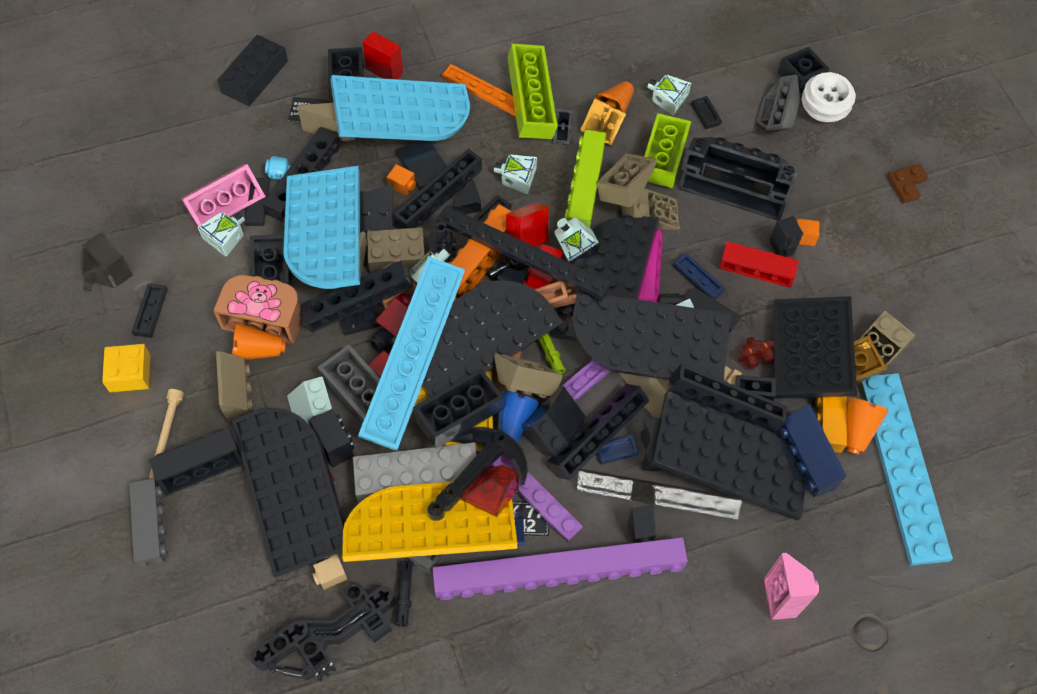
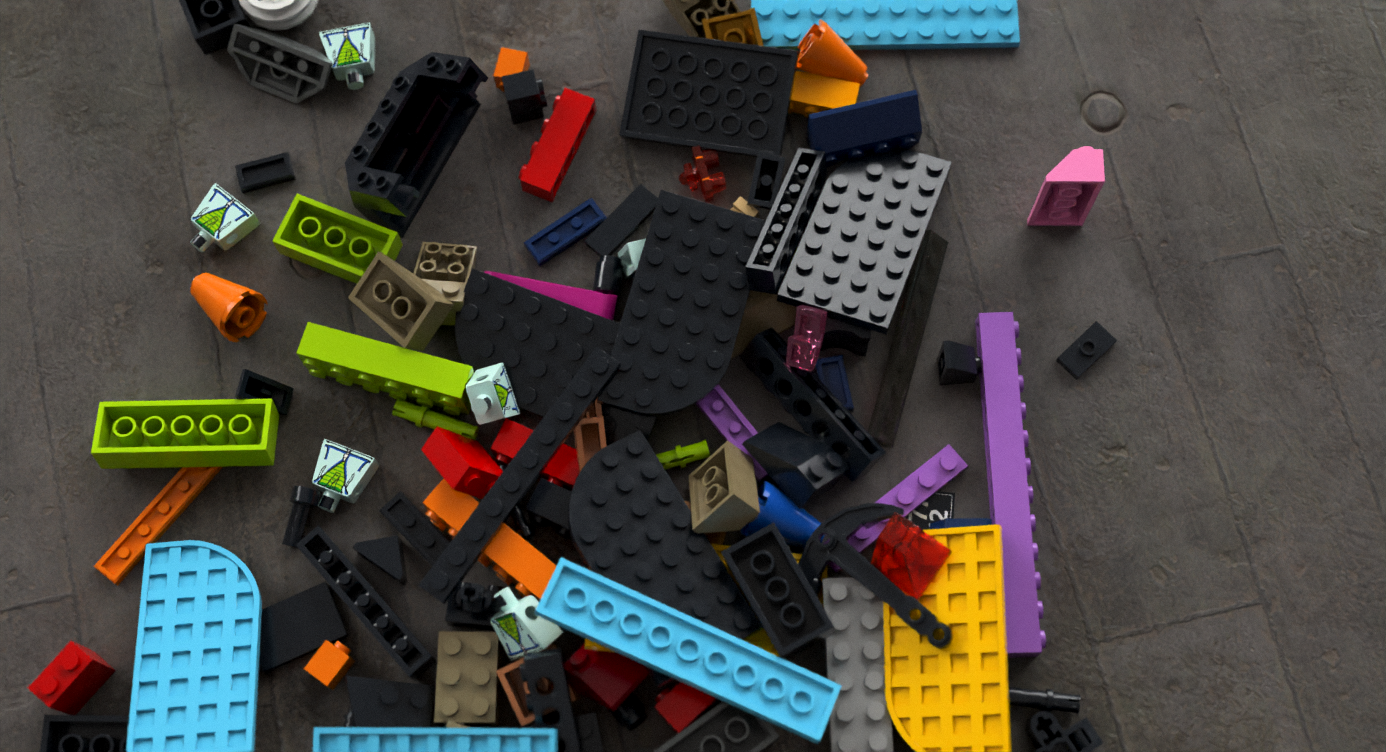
camera: 80 degrees left, 10 degrees up
(498, 155) = (302, 500): none -> black piece
(559, 213) = (424, 417): none -> lime pin
(604, 119) = (267, 328): pearl gold slope -> none
(636, 414) = (806, 342): none -> clear pink slope
(670, 624) = (1086, 350): none -> black plate
(796, 143) = (351, 52): none -> light aqua torso

